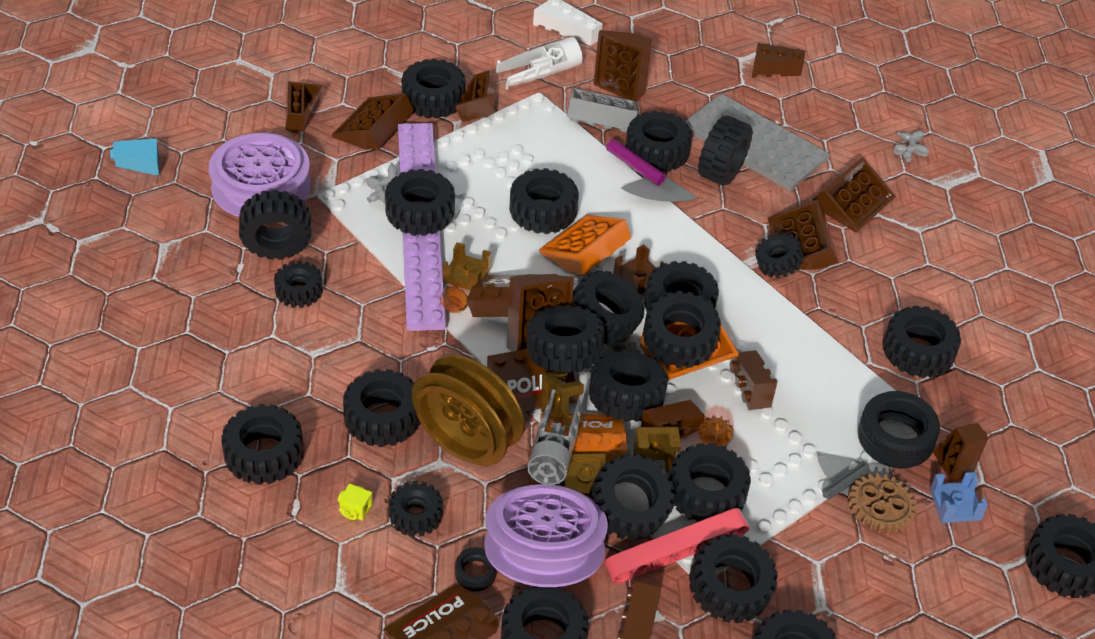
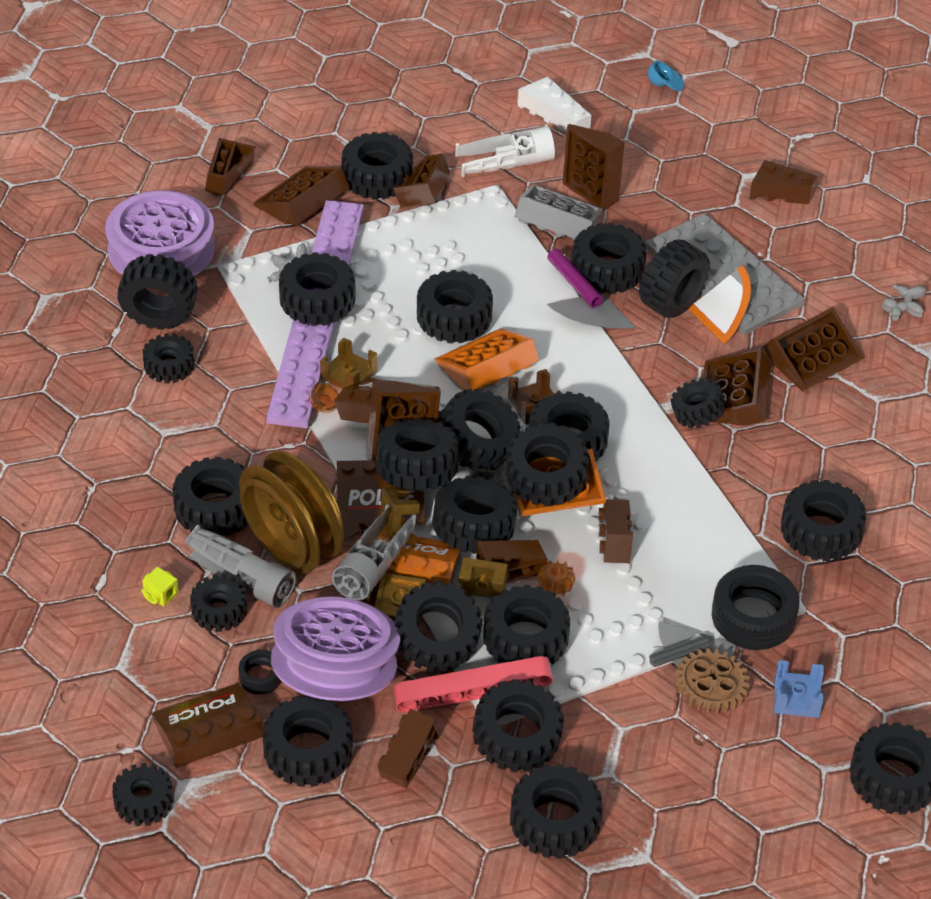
camera: 15 degrees right, 0 degrees up
(137, 155) = (41, 198): medium azure slope -> none
(267, 464) = (85, 534): black tyre -> none
(412, 464) = (269, 581): none -> light grey piece
(768, 168) = (725, 305): none -> sticker
(961, 450) = (816, 640): reddish brown wedge -> none

